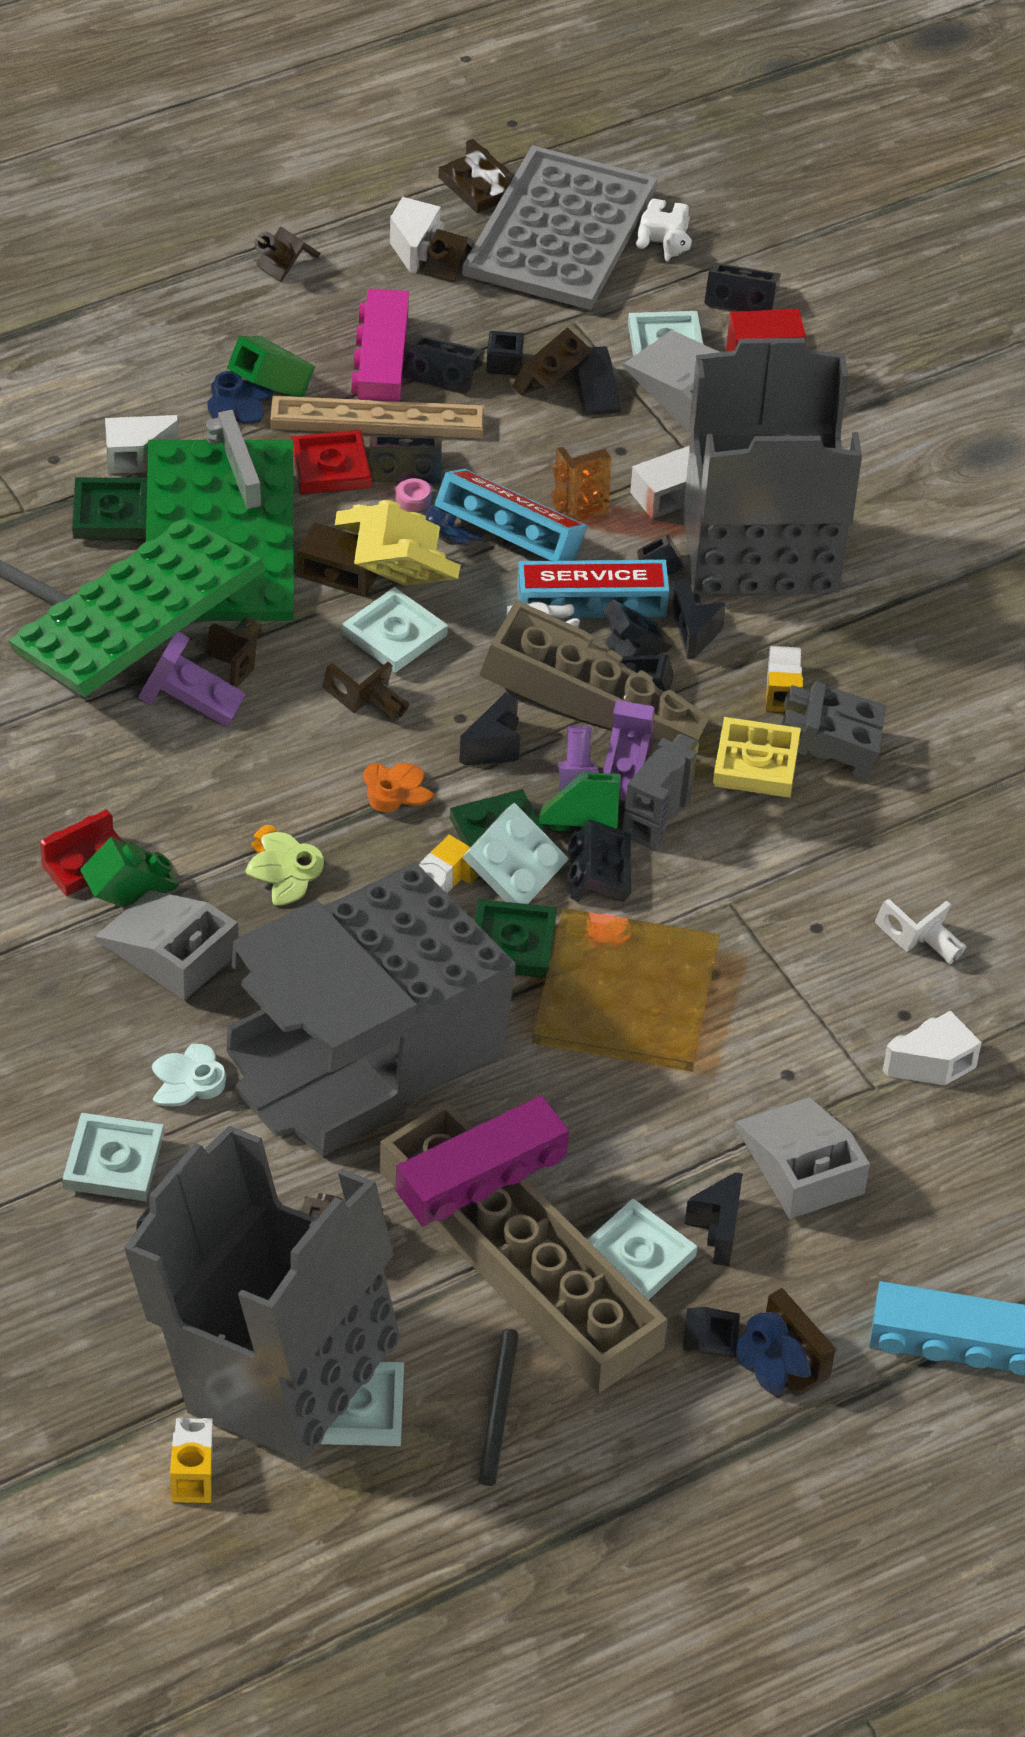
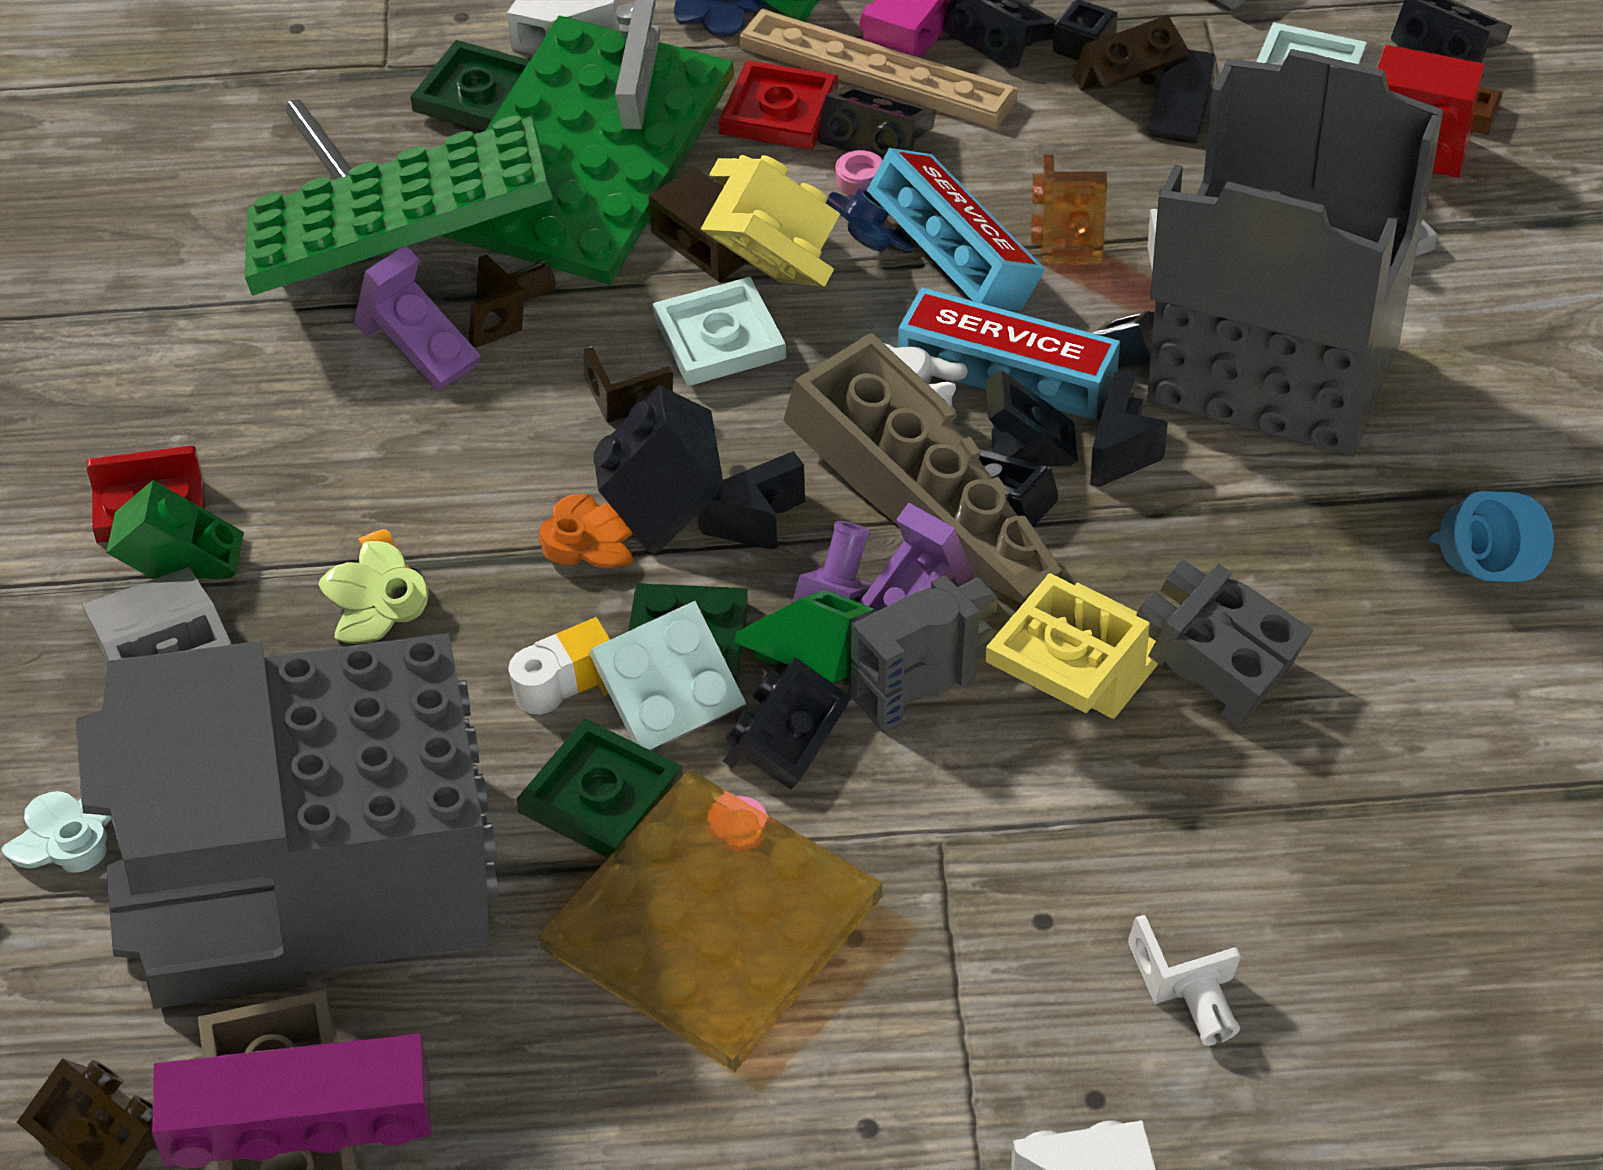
camera: 30 degrees right, 0 degrees up
(431, 728) = (660, 466): none -> black slope
(782, 673) = (1202, 540): leg -> none
(954, 616) = (1496, 537): none -> dark azure piece

